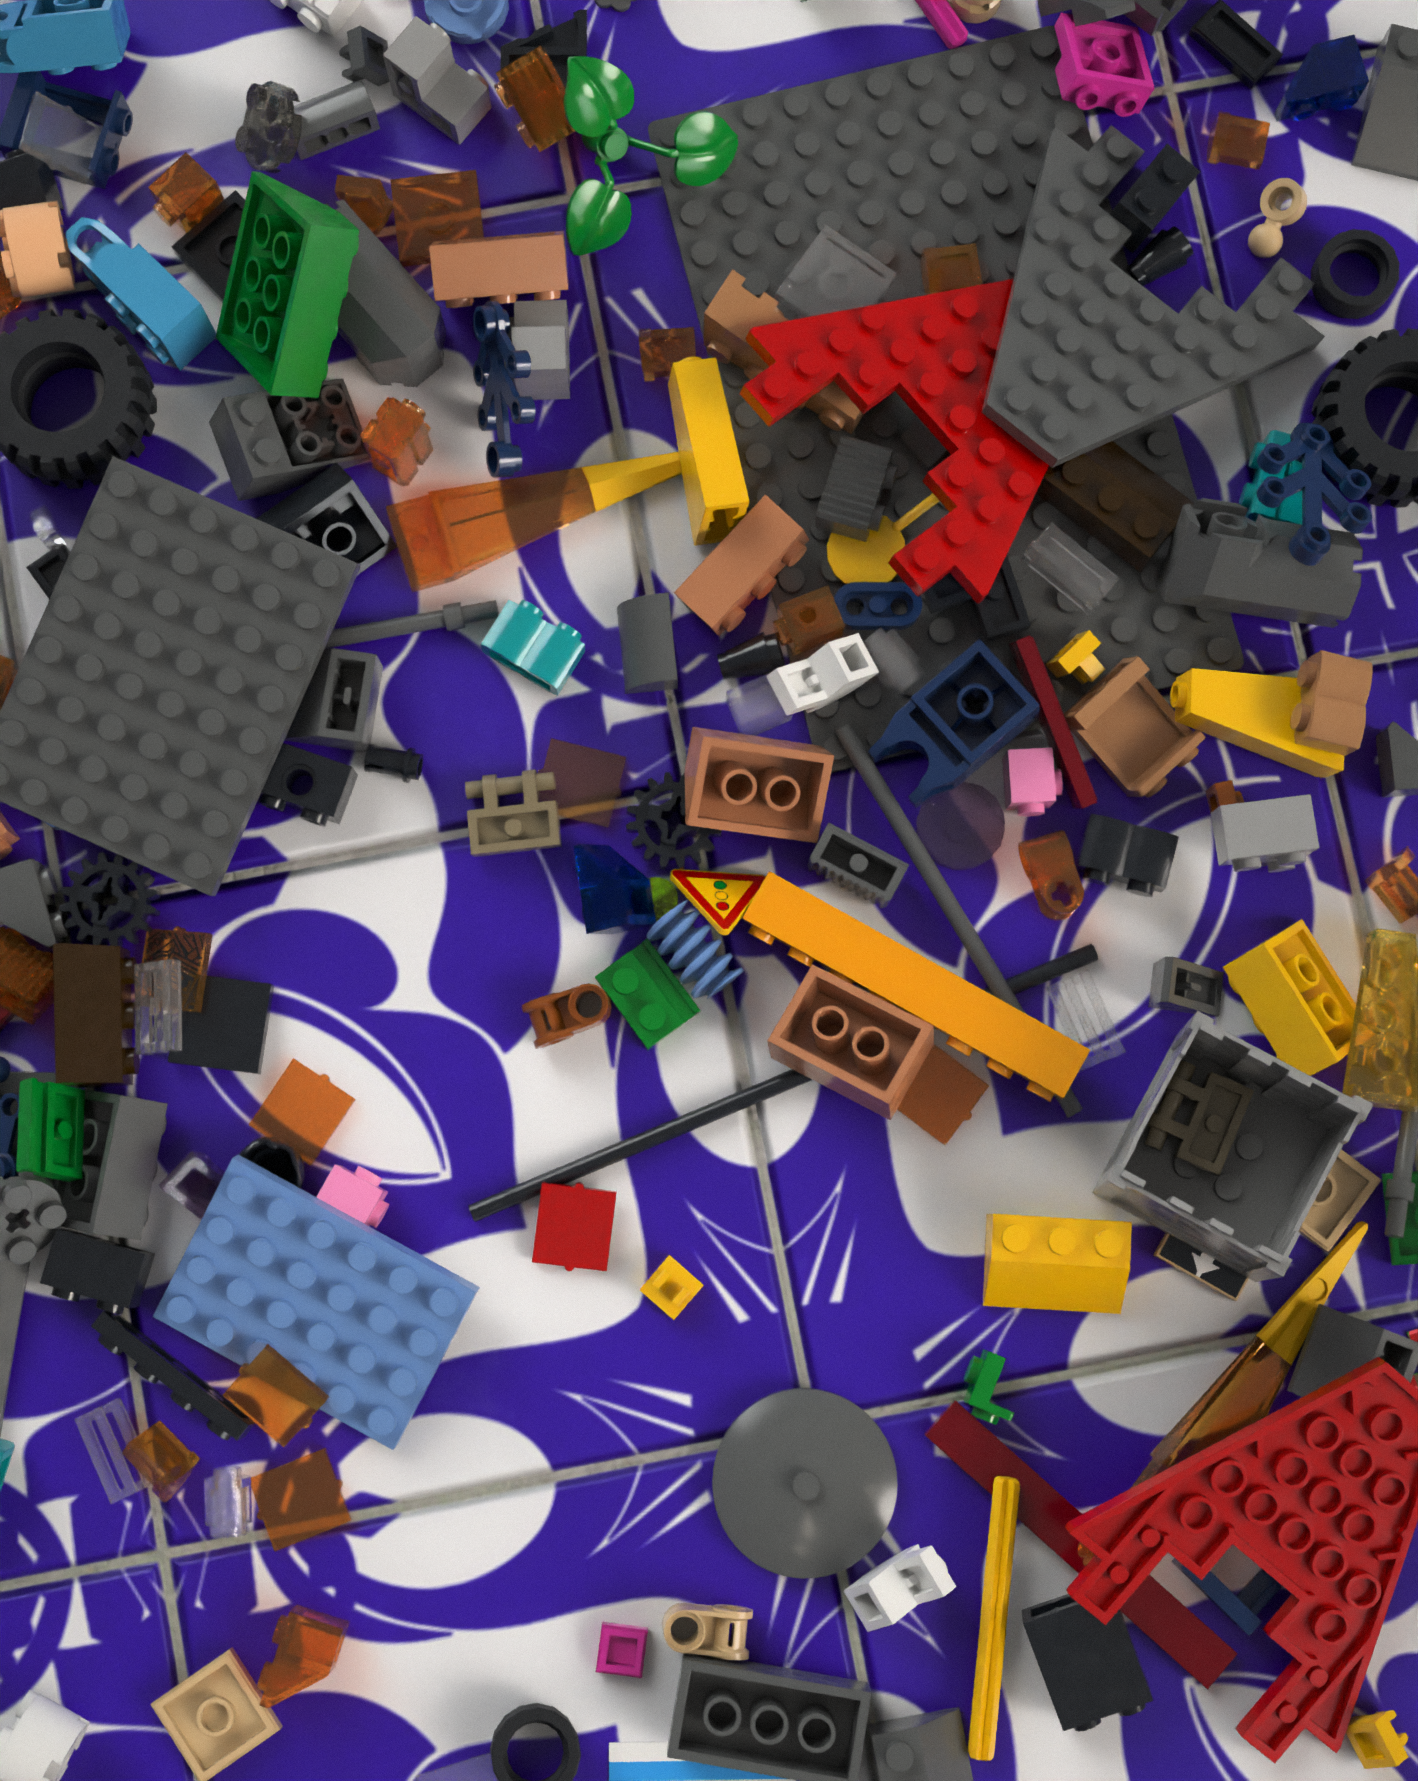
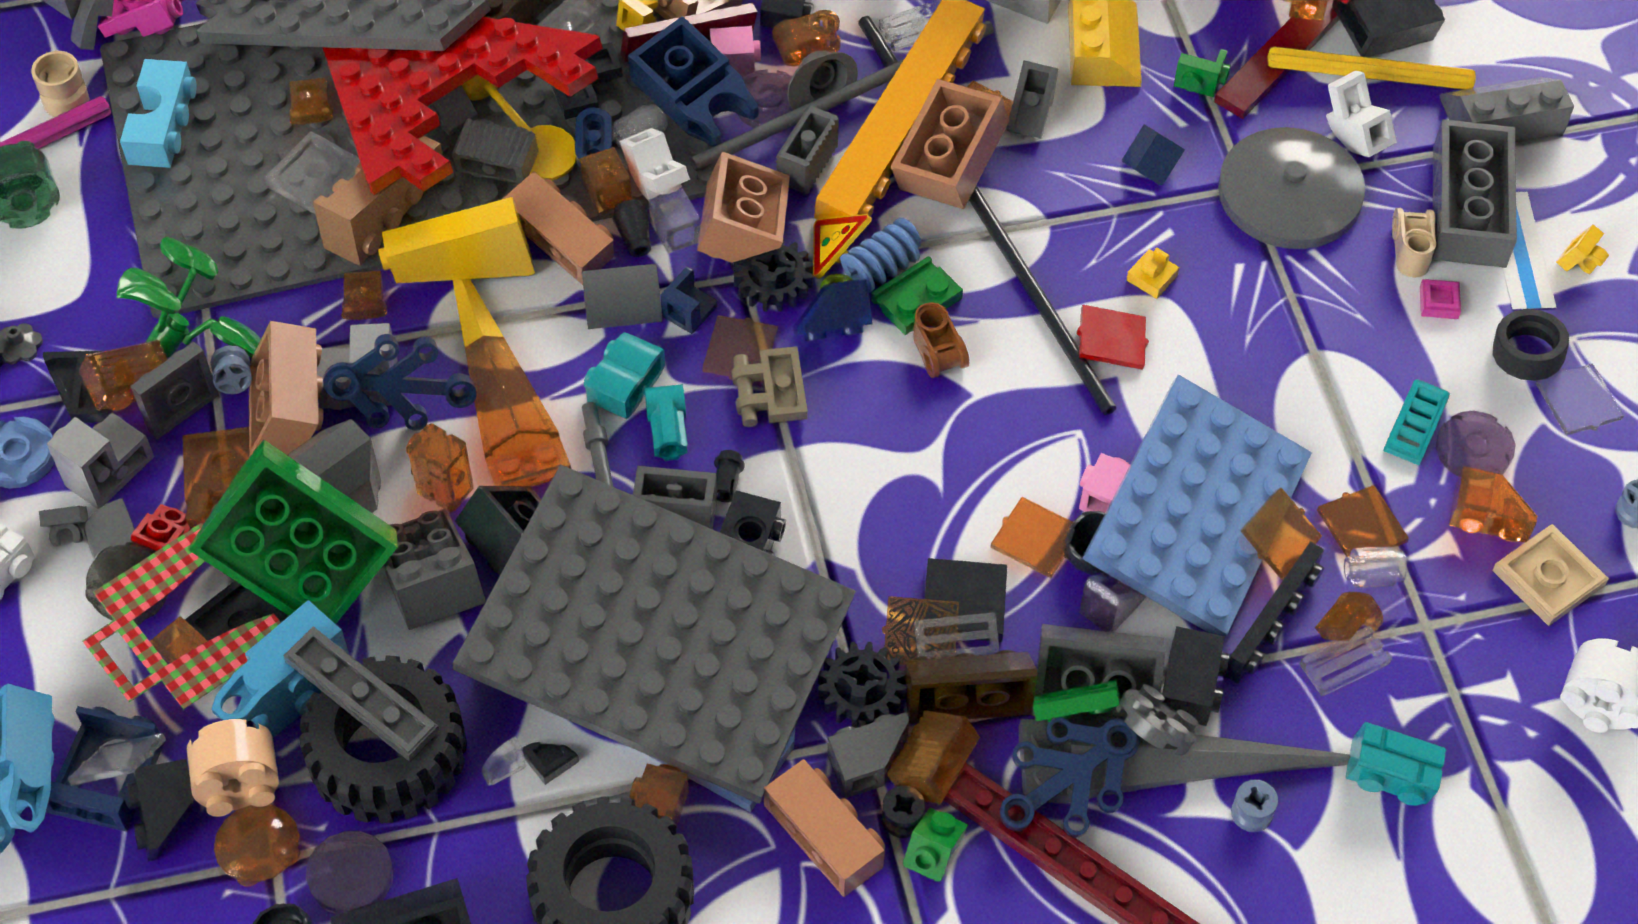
camera: 90 degrees left, 25 degrees down
(80, 363) = (361, 693): none -> dark grey tile
(149, 205) = (142, 588): none -> piece
(329, 154) = (160, 528): none -> red slope
(400, 1656) = (1475, 442): none -> clear purple tile
(455, 1579) = (1424, 400): none -> teal slope
(484, 693) = (666, 413): none -> teal piece
(517, 153) = (175, 390): none -> dark grey plate
(545, 209) = (227, 379): none -> sand blue wheel
(639, 721) = (685, 303): none -> dark blue panel
(852, 1305) = (1153, 155): none -> dark blue panel
(891, 101) = (156, 136): none -> medium azure arch
(933, 1154) = (1032, 99): none -> dark grey slope
(977, 884) = (820, 75): none -> dark grey piece

